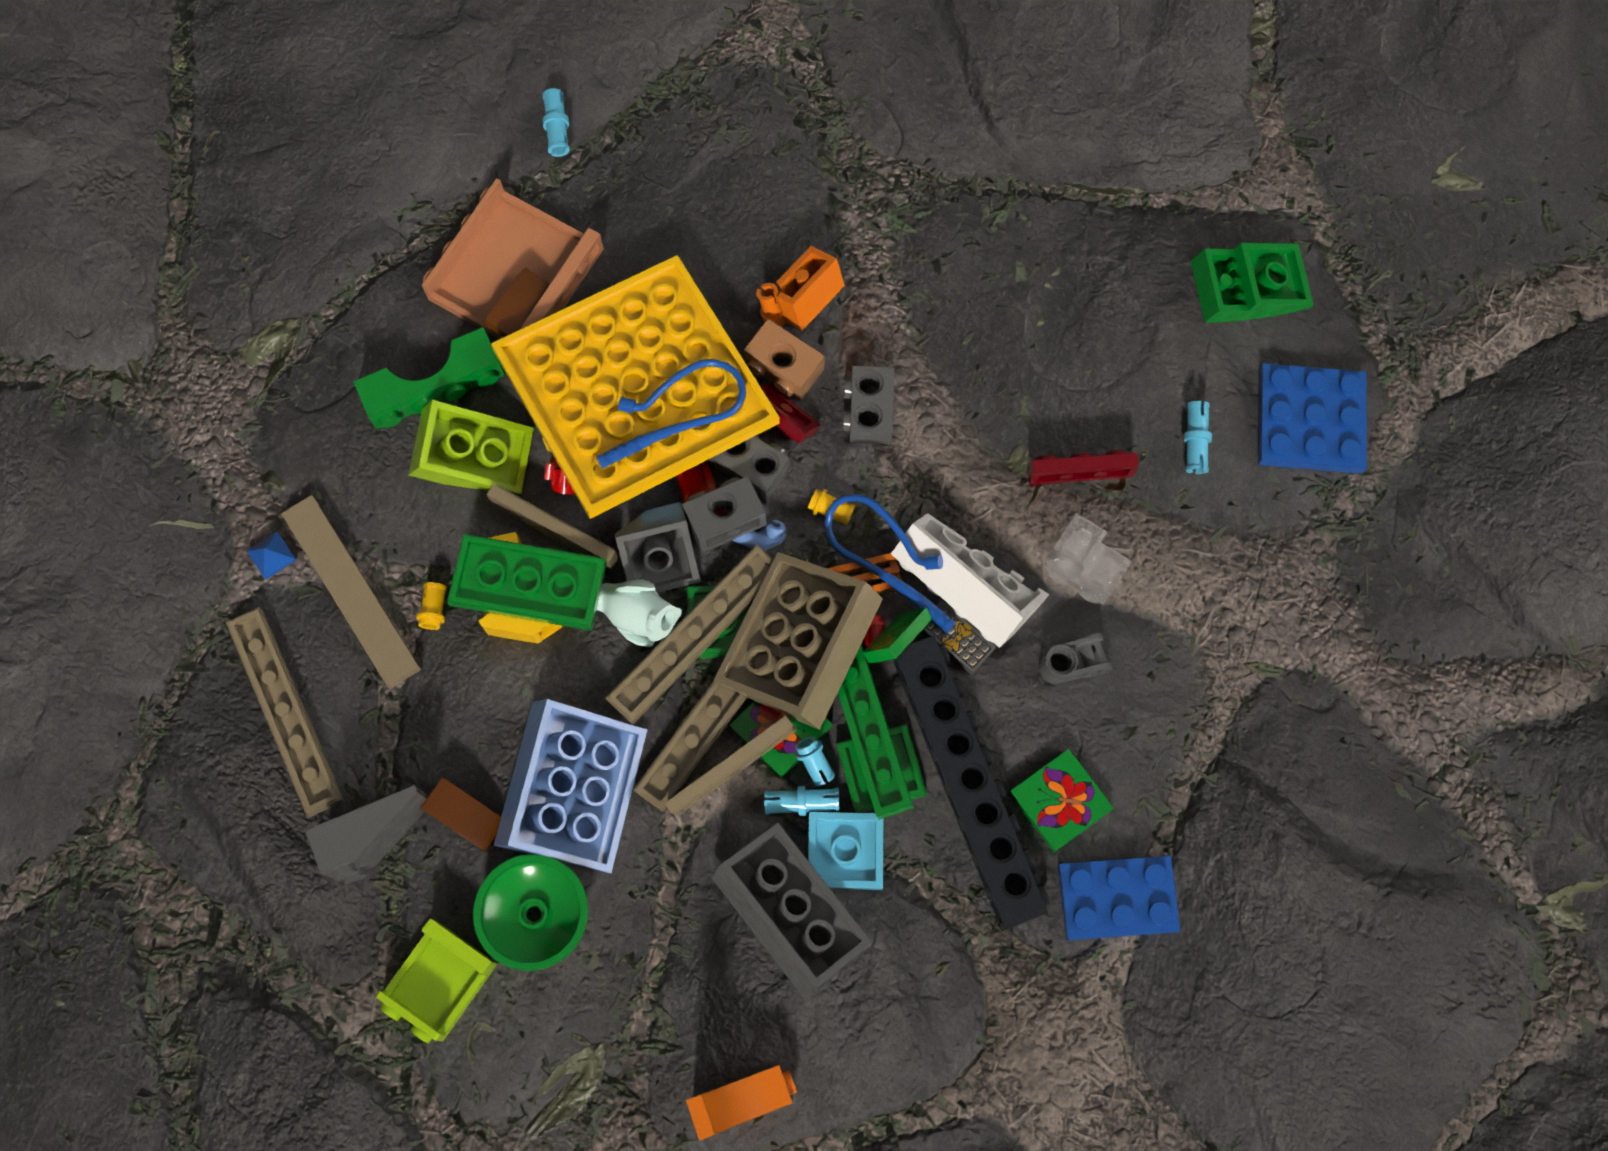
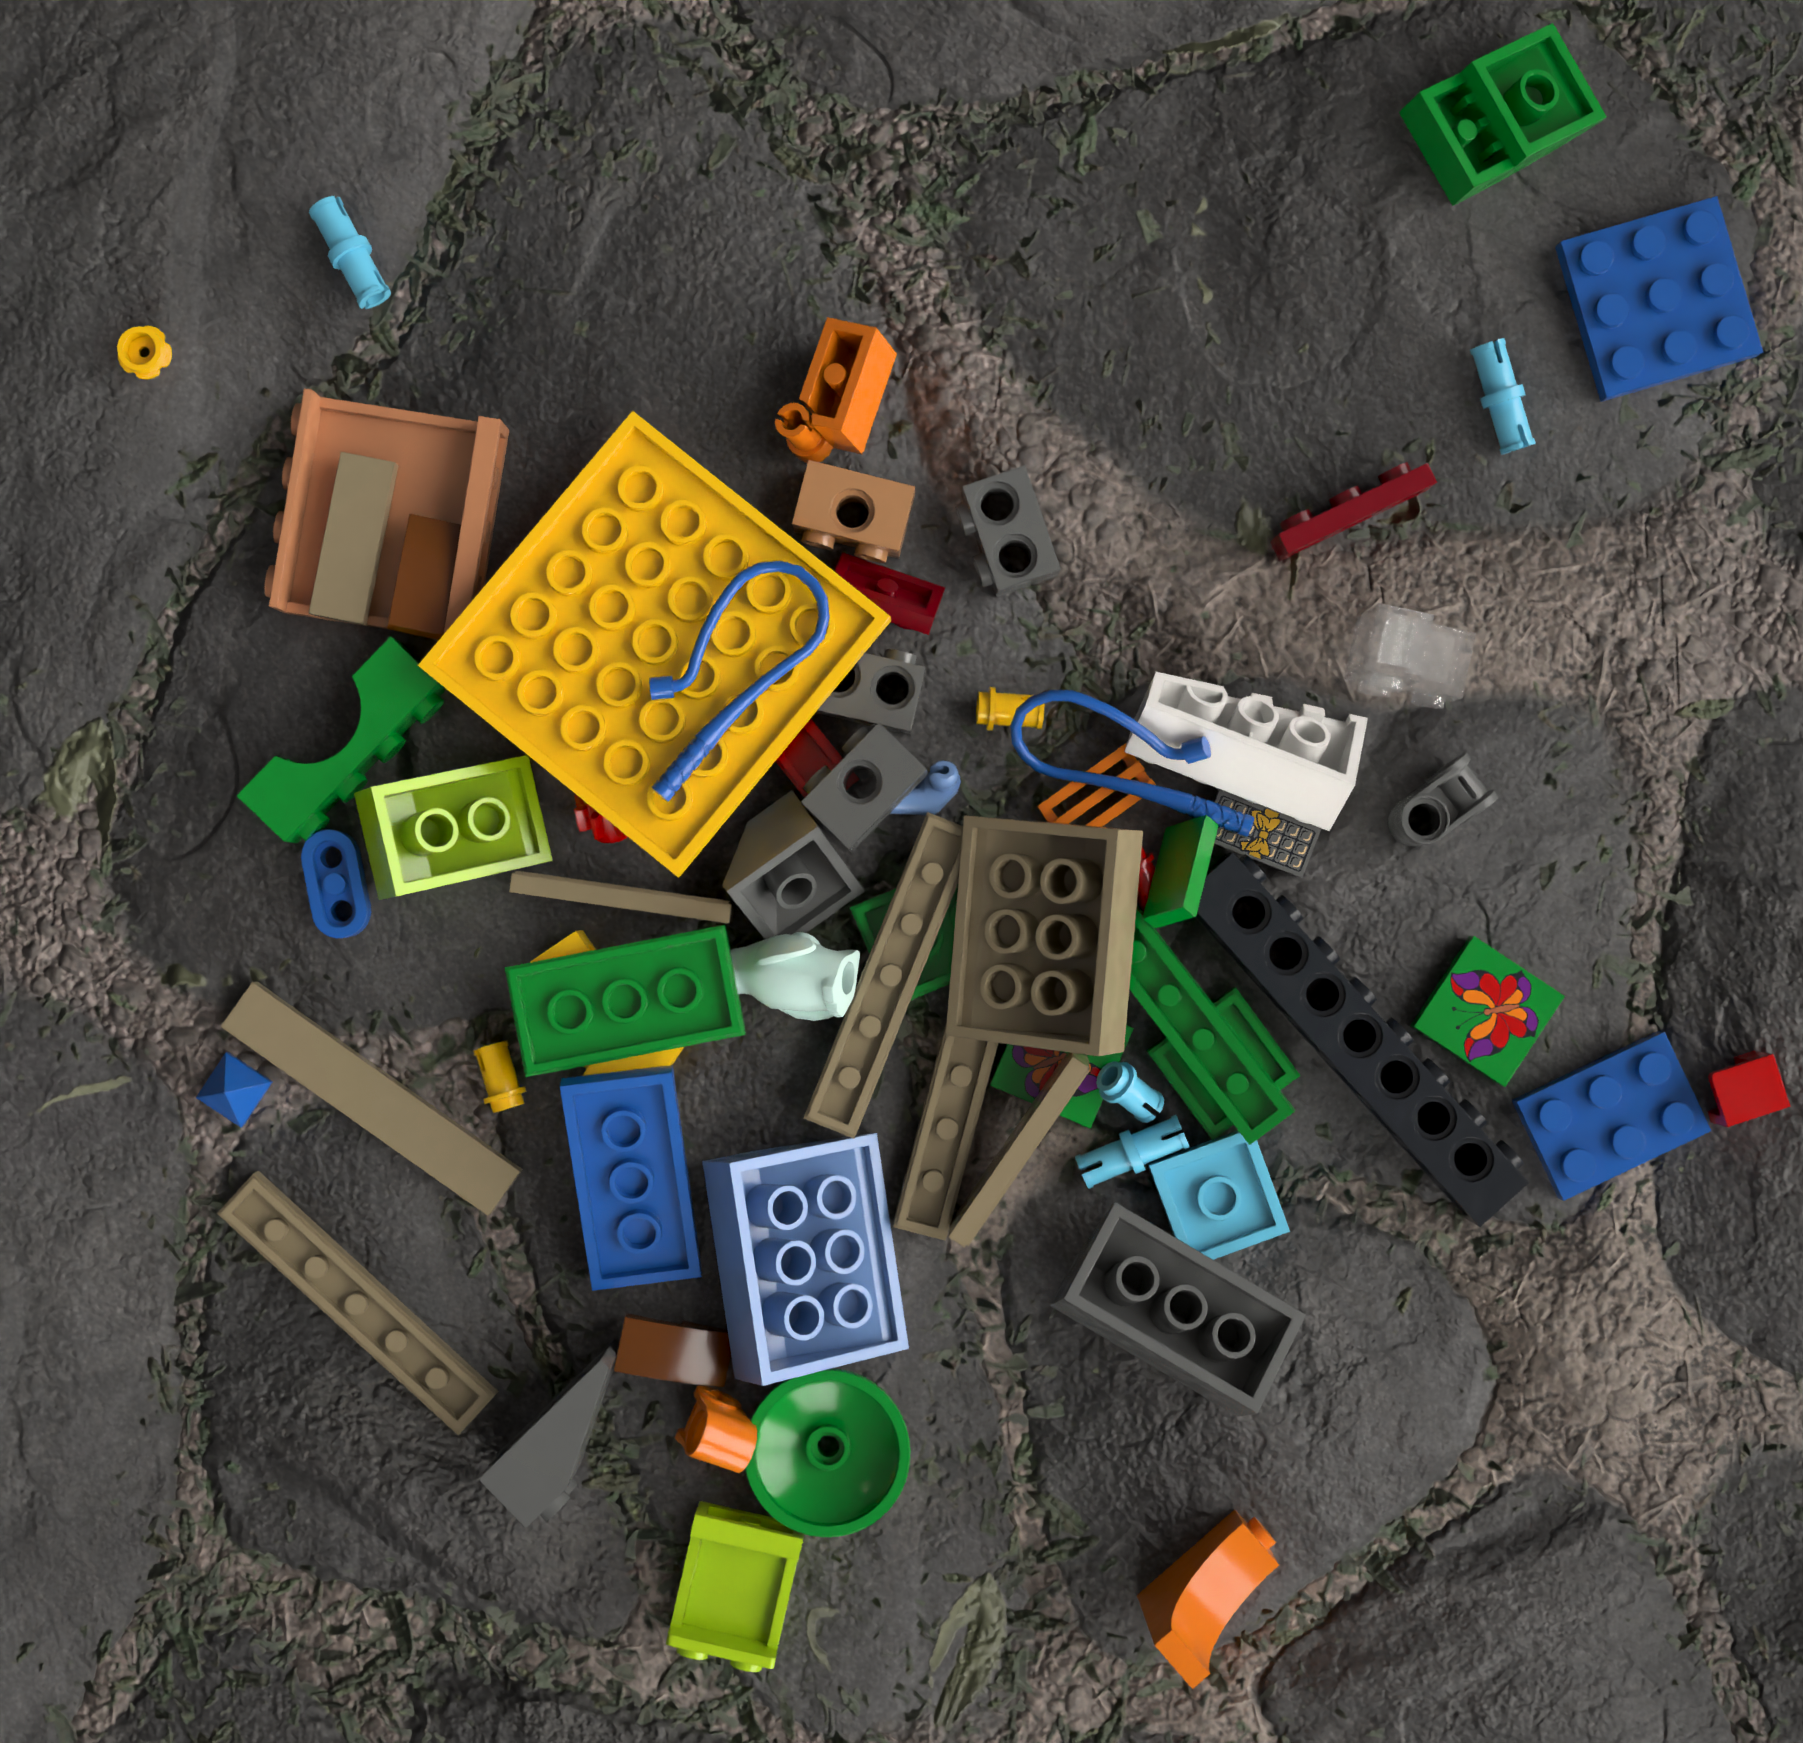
camera: 20 degrees left, 15 degrees up
(387, 459) = (331, 885): none -> blue plate
(416, 125) = (132, 343): none -> yellow plate
(467, 870) = (718, 1431): none -> orange piece
(484, 692) = (631, 1177): none -> blue plate
(487, 270) = (353, 538): none -> dark tan tile
(1211, 910) = (1747, 1089): none -> red panel

